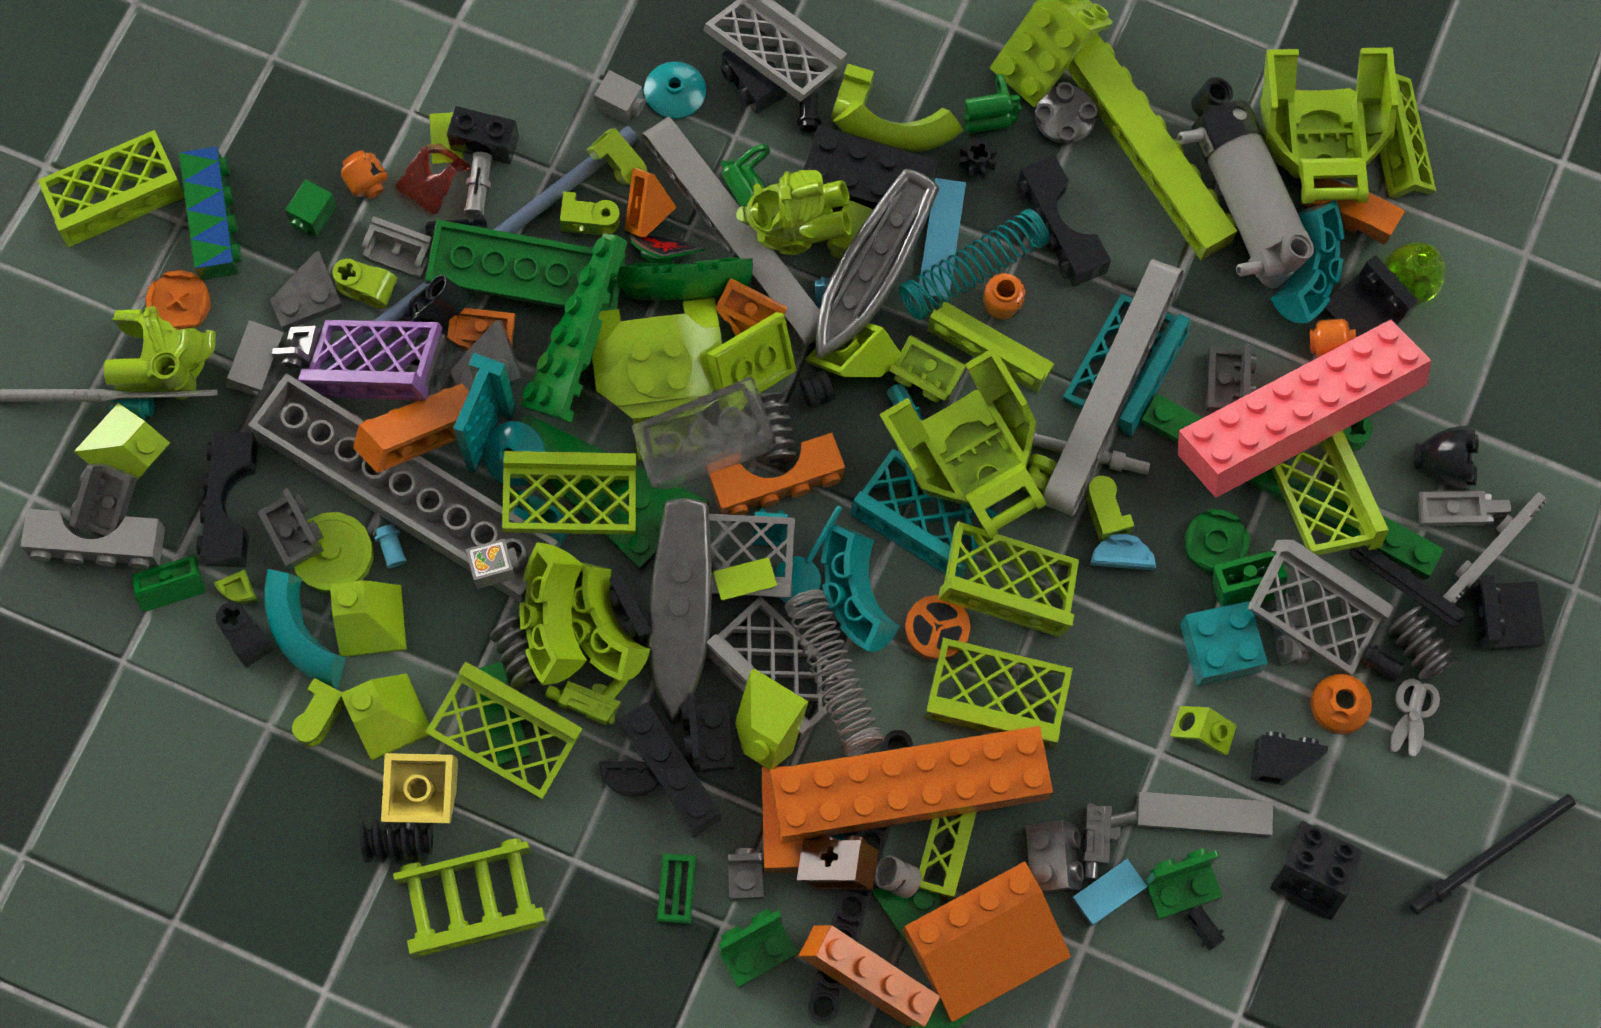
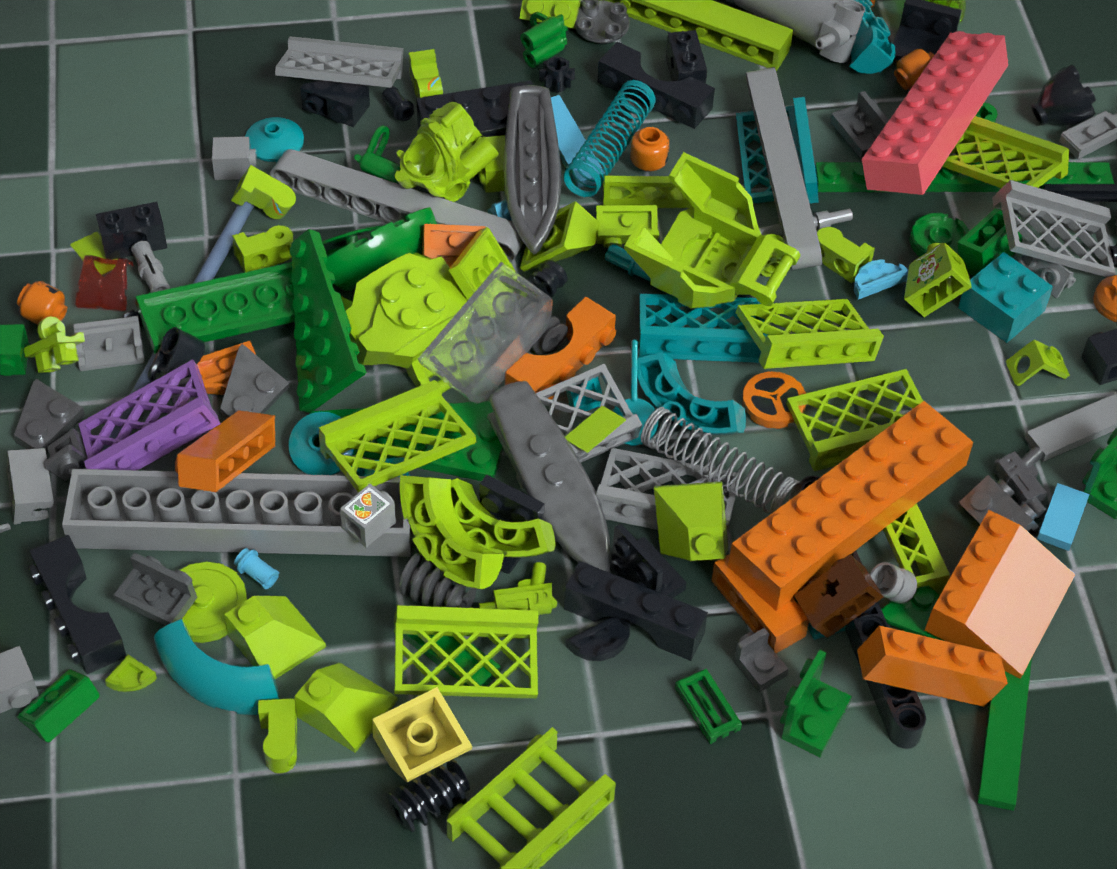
camera: 30 degrees left, 20 degrees down
(245, 637) = (164, 706): black piece -> none
(345, 232) = (55, 347): none -> lime hips
(368, 285) = (97, 381): lime piece -> none
(485, 404) = (277, 389): teal fence -> none
(646, 204) = (309, 209): orange slope -> none
(911, 136) = (456, 77): lime brick -> none
(1110, 209) = (685, 56): none -> black brick
(1169, 589) = (936, 279): none -> lime torso

